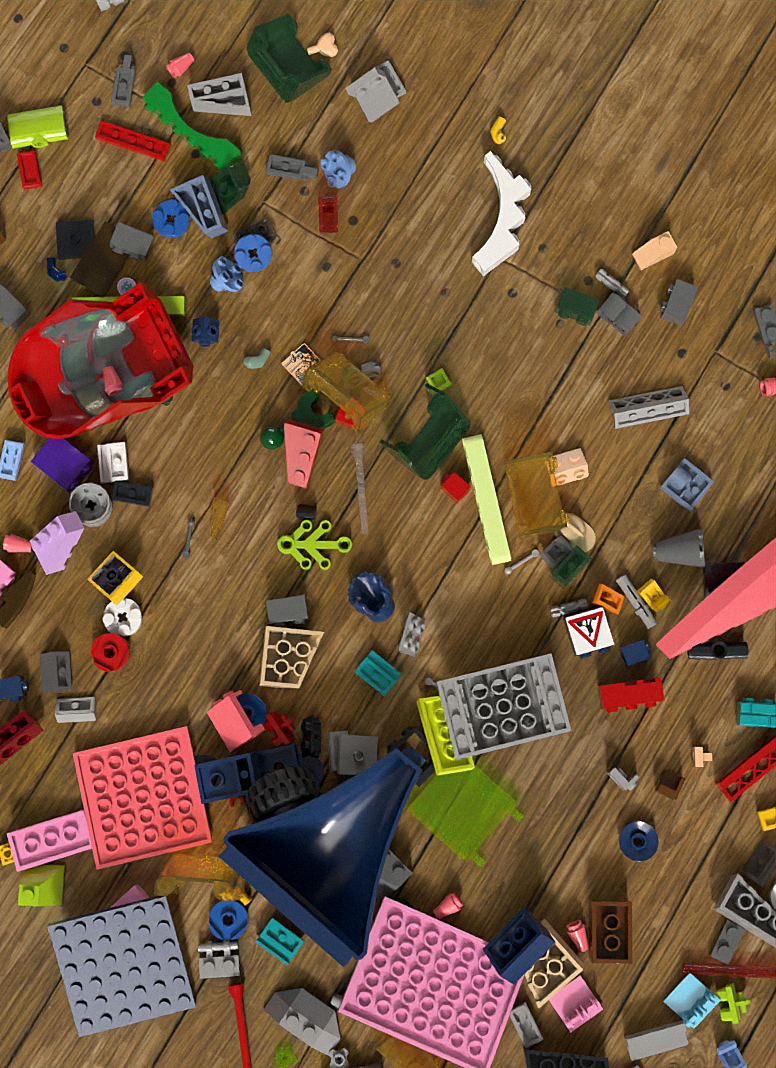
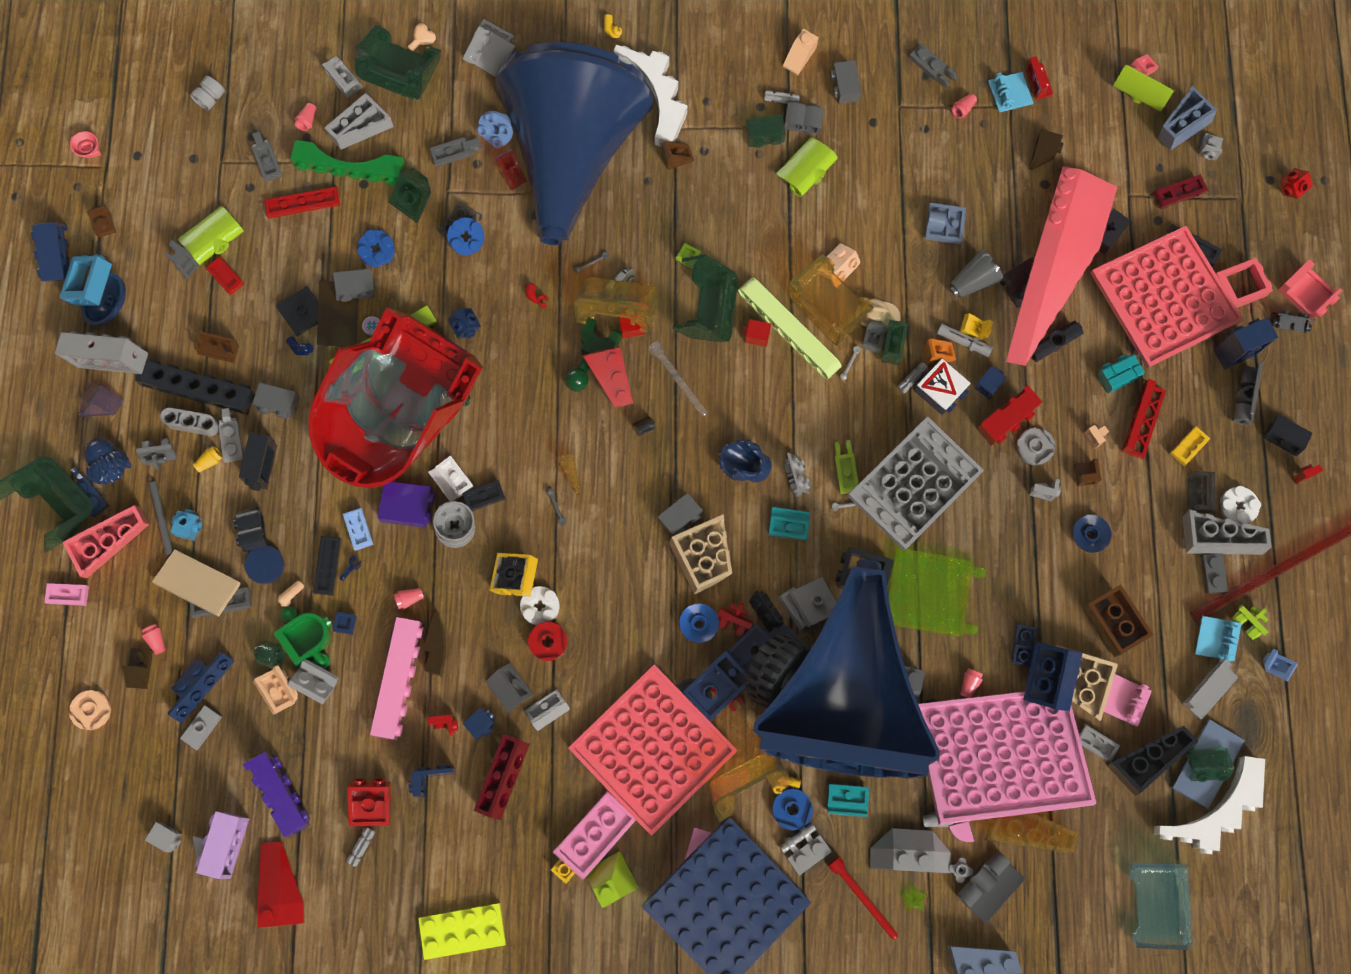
camera: 35 degrees left, 5 degrees down
(56, 540) = (443, 571): lavender wedge -> none
(112, 381) = (409, 410): coral cone -> none
(201, 203) = (396, 221): sand blue wedge -> none
(226, 275) = (454, 268): medium blue plate -> none
(232, 721) = (692, 635): coral panel -> none
(233, 44) = (341, 77): none -> light grey hinge
(257, 361) = (523, 325): sand green arm -> none
(279, 340) = (531, 295): none -> red arm
(299, 362) = (562, 306): piece -> none
(311, 544) = (665, 450): lime plant -> none
(360, 1029) = (962, 831): none -> bright pink tile
(405, 200) = (570, 118): none -> dark blue piece
(438, 738) = (877, 542): neon yellow plate -> none
(458, 654) = (846, 468): none -> lime hinge
(484, 283) = (676, 154): none -> reddish brown slope
(516, 900) = (1023, 645): none -> dark blue slope
(577, 933) = (1089, 639): coral cone -> none
(594, 360) = (807, 166): none -> lime panel
(640, 733) = (1035, 446): none -> light grey tile
(650, 409) = (877, 179): light grey fence -> none

